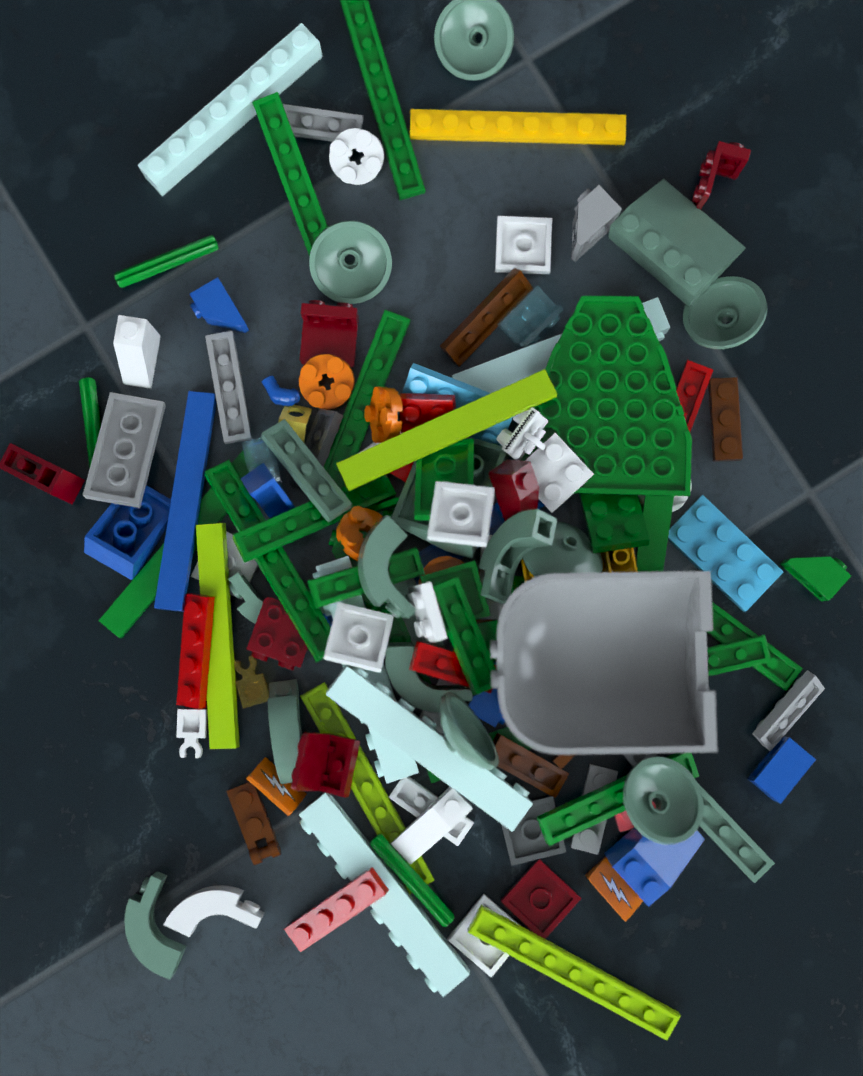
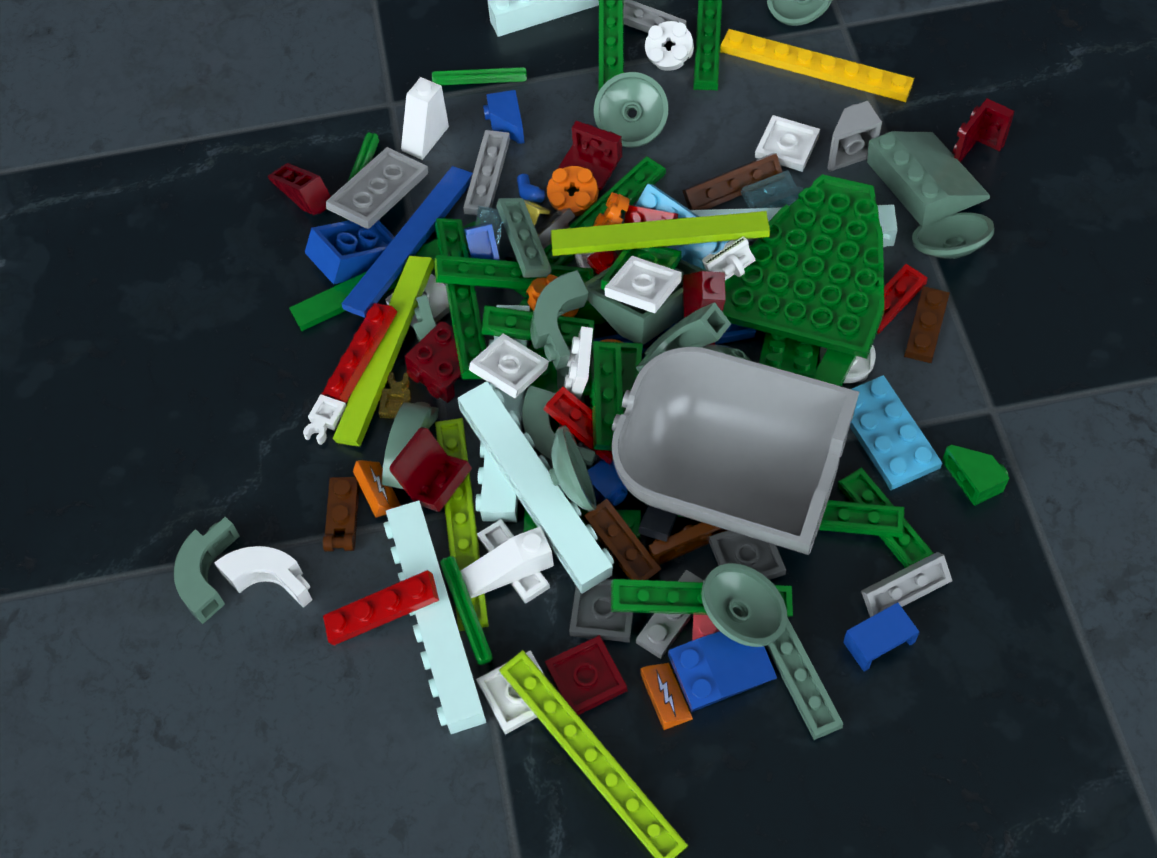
camera: 25 degrees right, 25 degrees down
(558, 472) = (749, 301): white plate -> none

